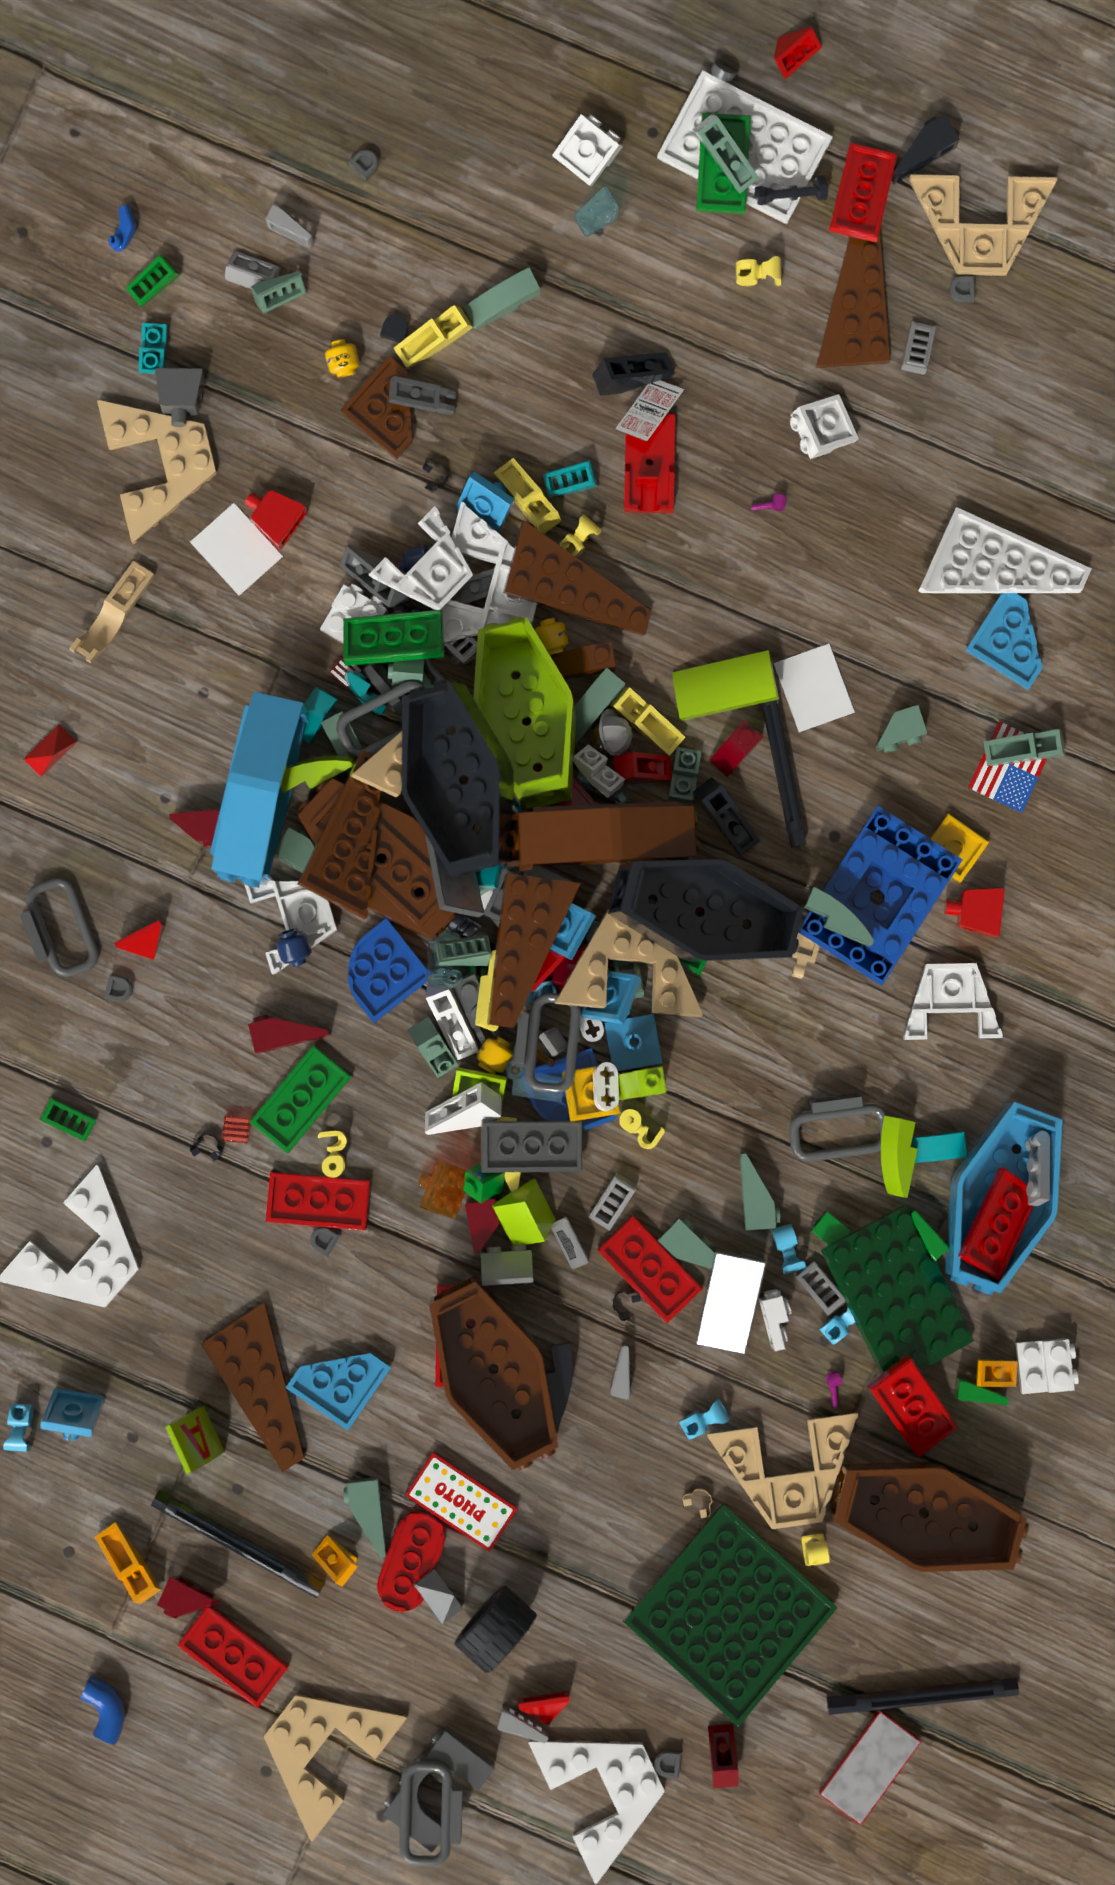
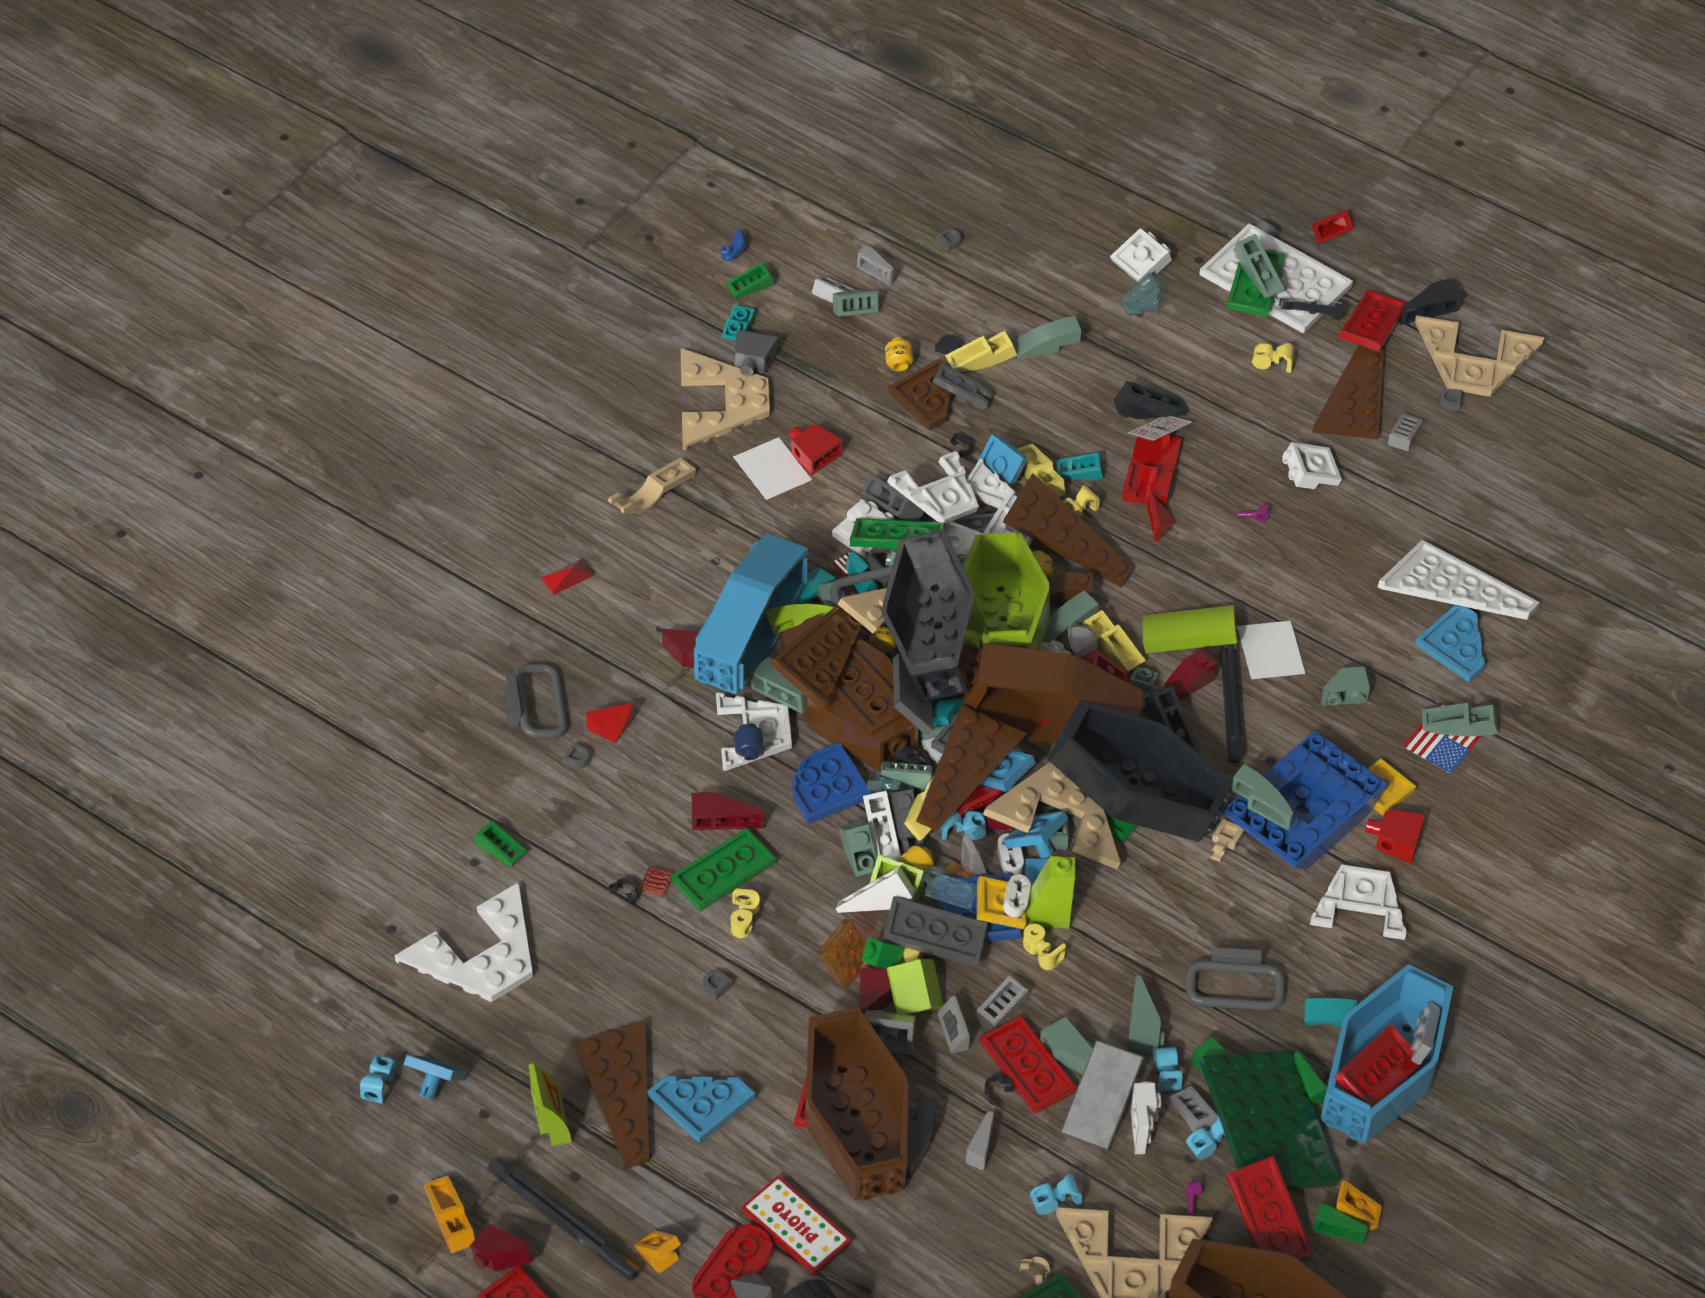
camera: 10 degrees right, 35 degrees down
(318, 1201) = (718, 949): red tile -> none
(367, 1508) = (700, 1207): sand green slope -> none
(528, 1041) = (951, 844): dark grey bar -> none
(669, 534) = (1159, 517): none -> red slope
(897, 1155) = (1288, 1007): lime slope -> none
(1046, 1366) = (1411, 1216): white plate -> none

